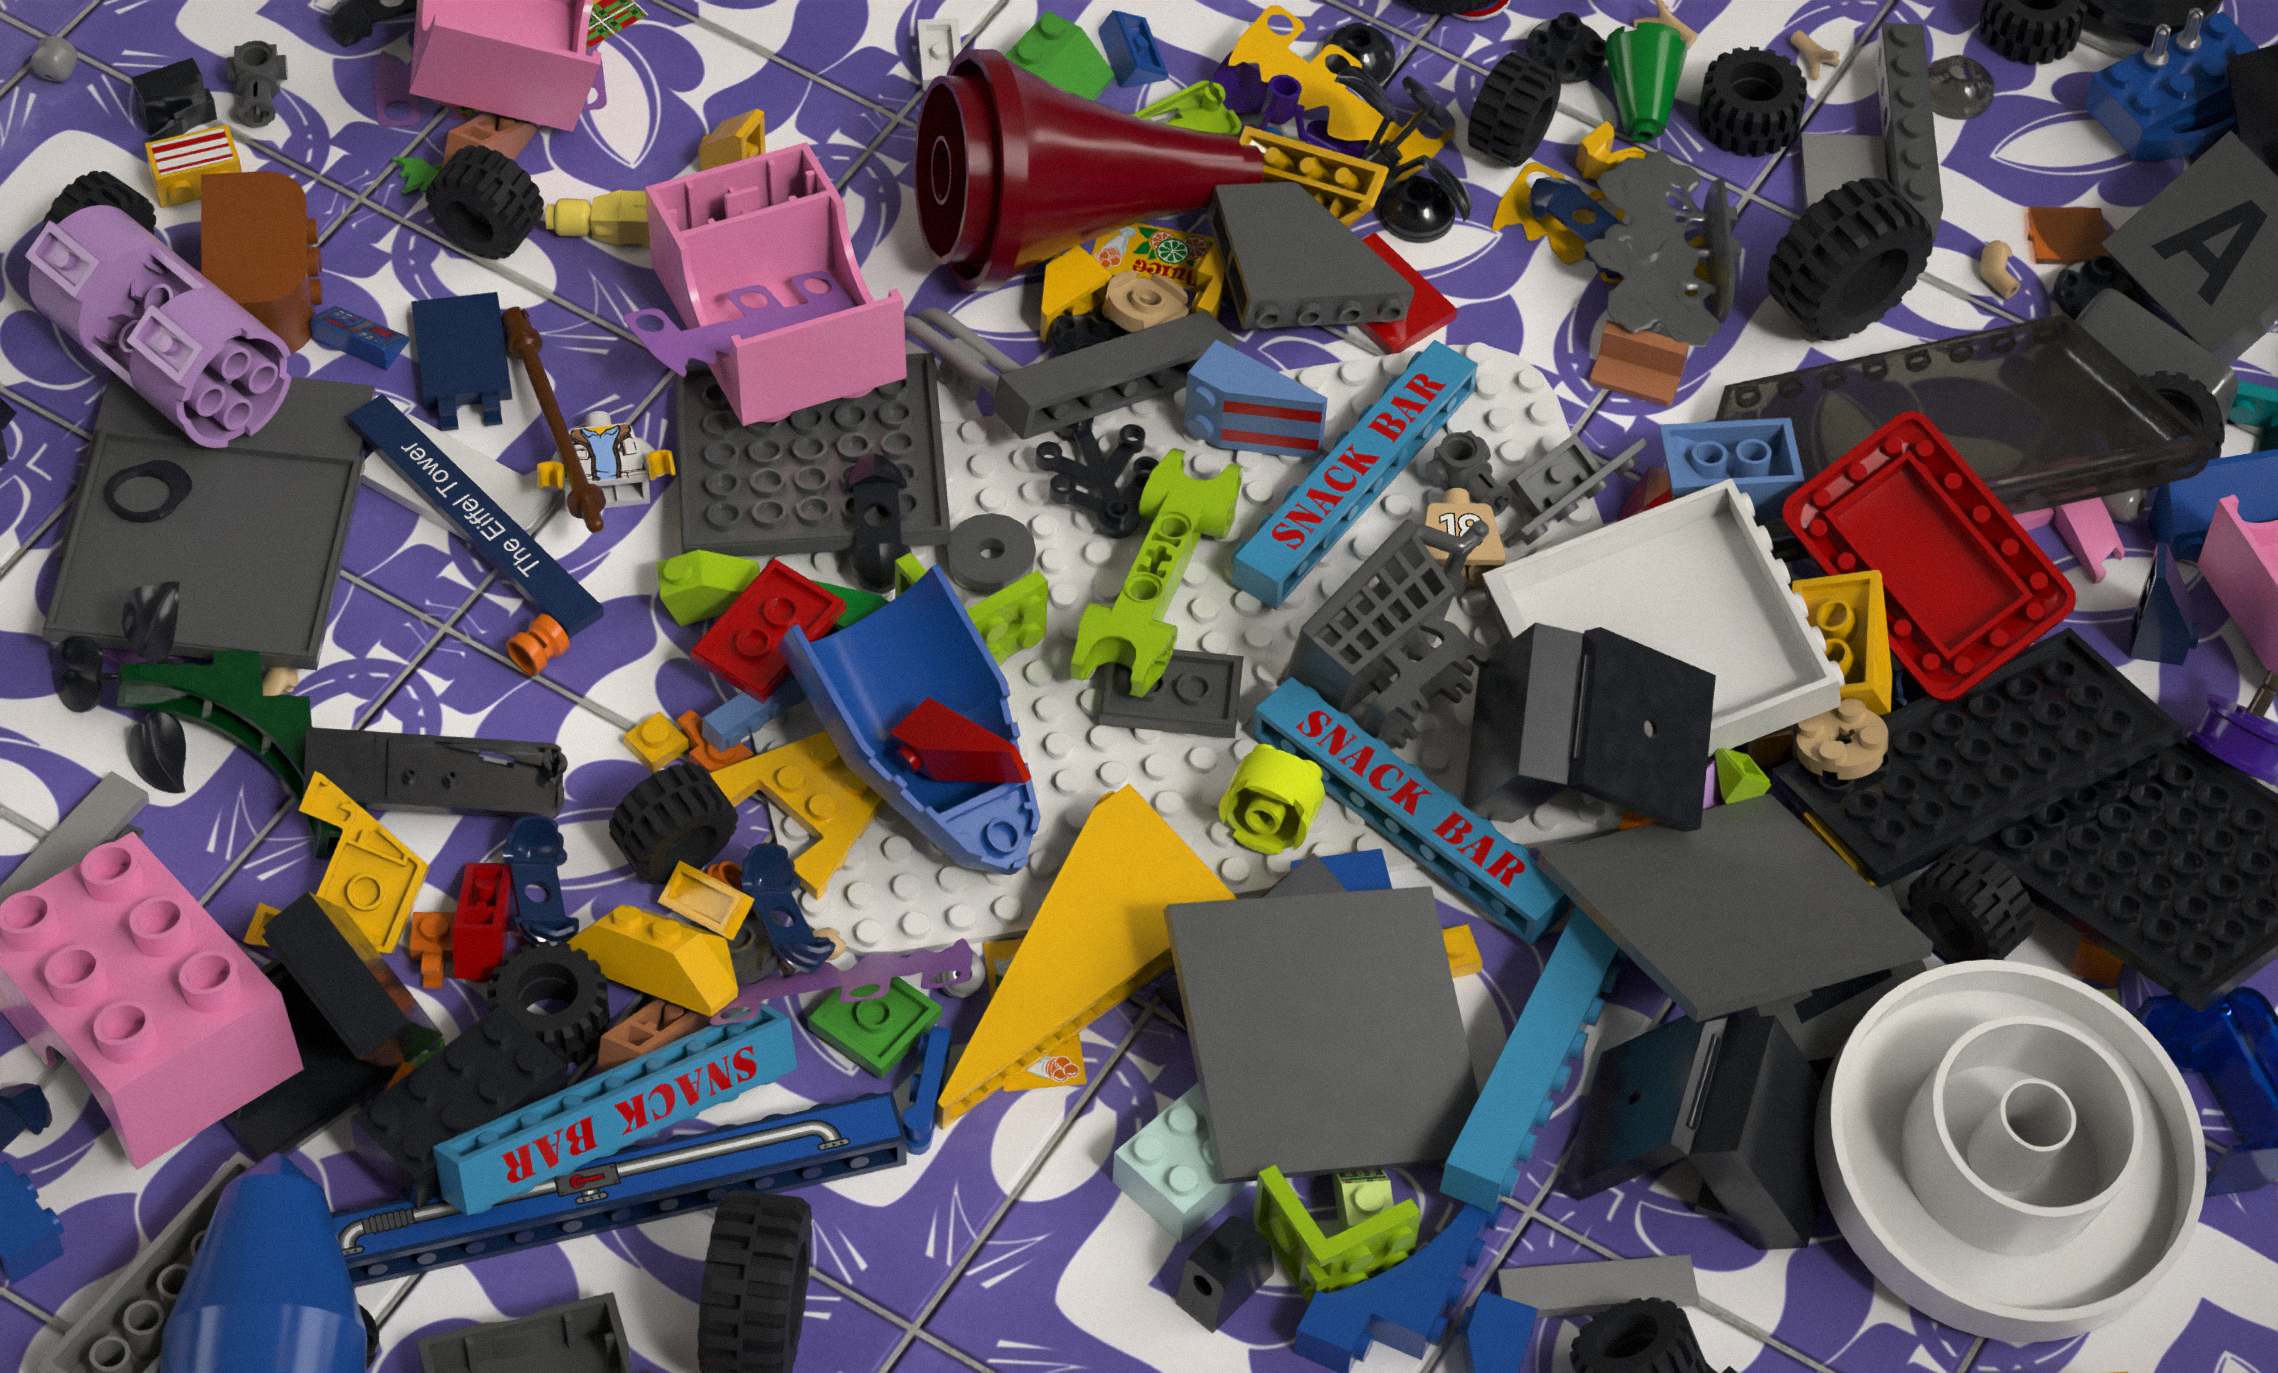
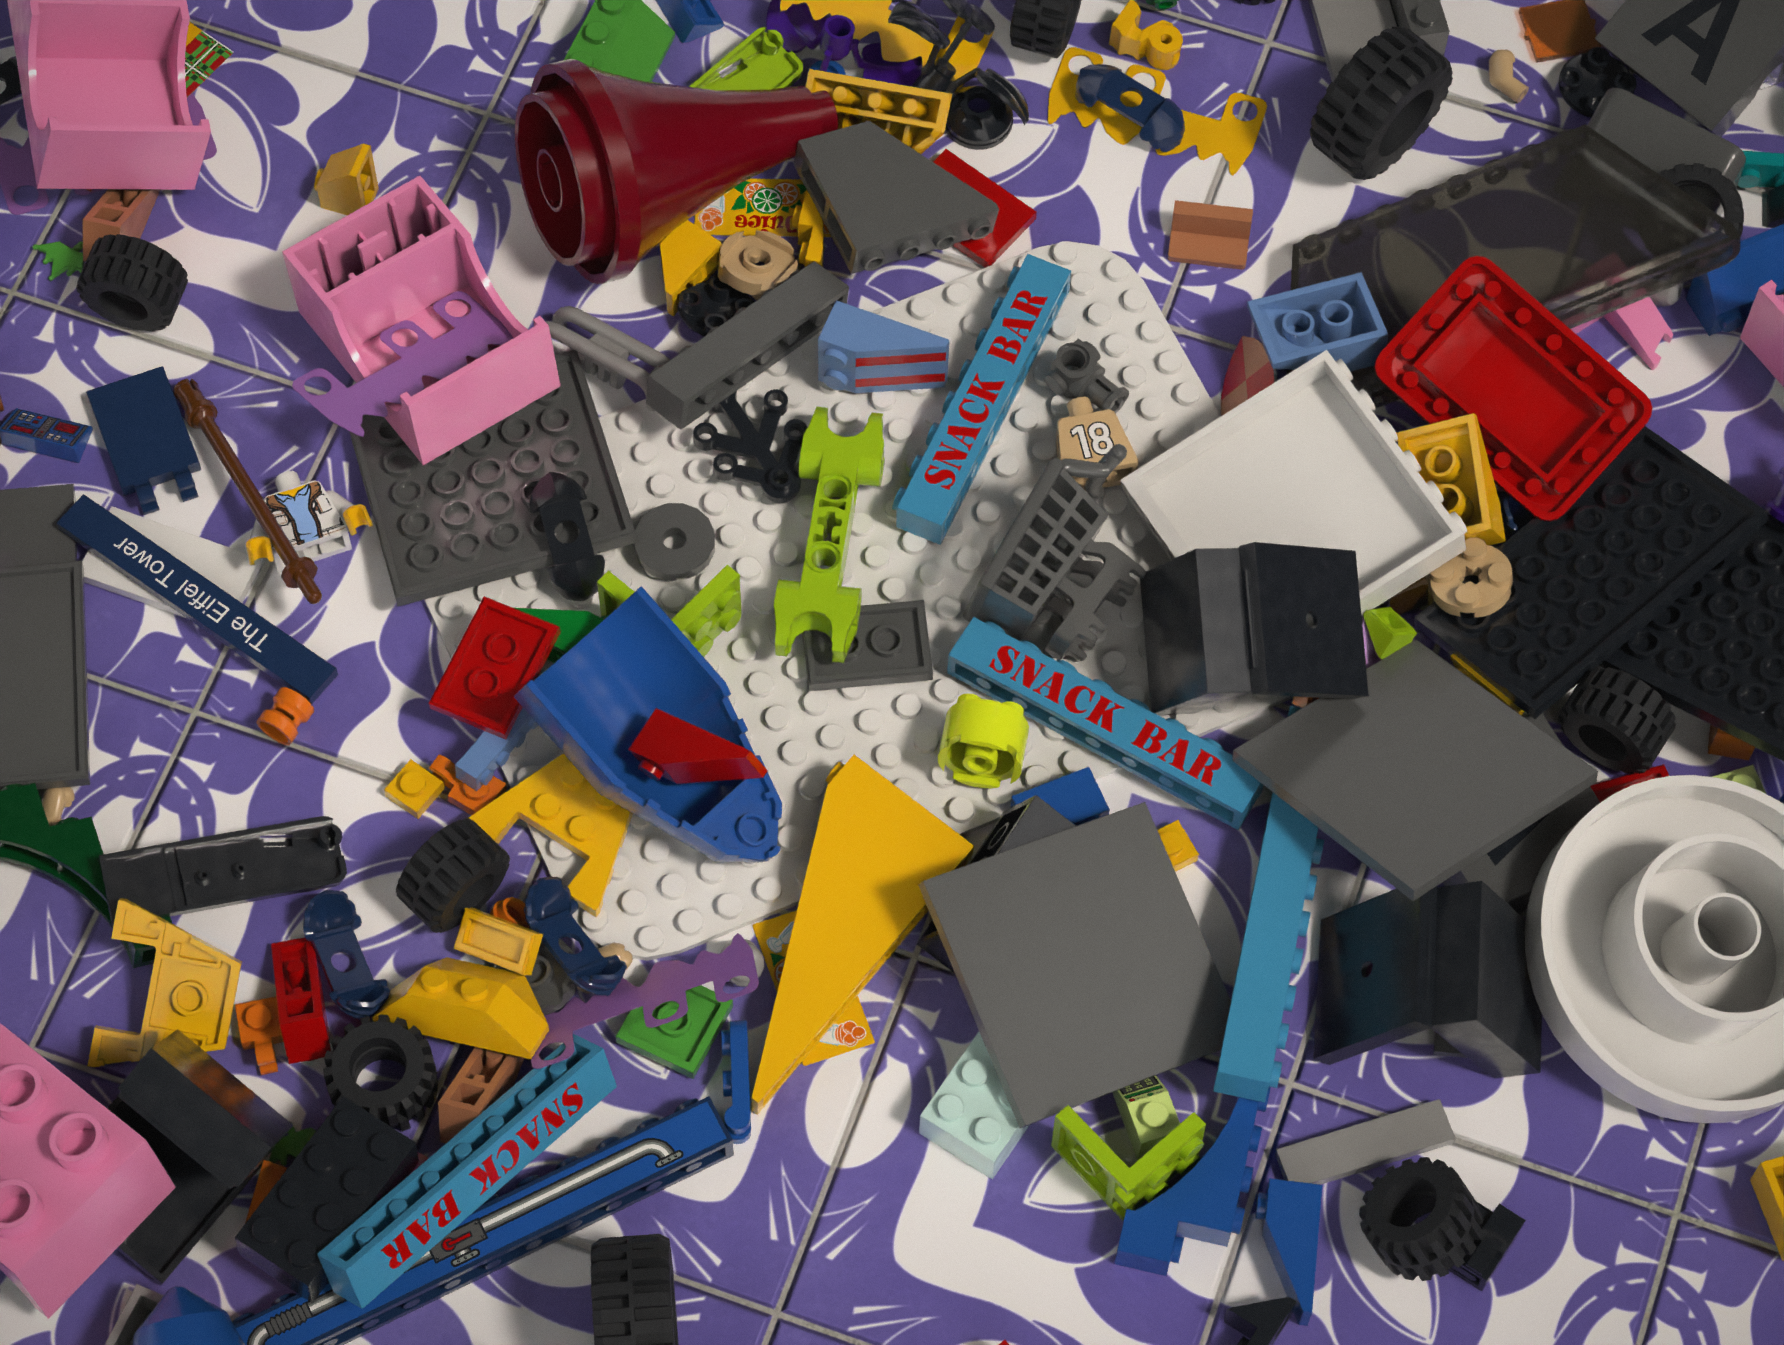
camera: 10 degrees left, 10 degrees up
(612, 218) = (251, 270): light yellow piece -> none
(703, 584) = (425, 627): lime slope -> none
(938, 47) = (512, 43): white plate -> none
(1229, 1263) = (1042, 1203): black torso -> none
(1560, 478) = (1169, 368): dark grey bracket -> none
(1656, 256) = (1205, 128): dark grey plant -> none
(2164, 614) = (1722, 397): dark blue slope -> none

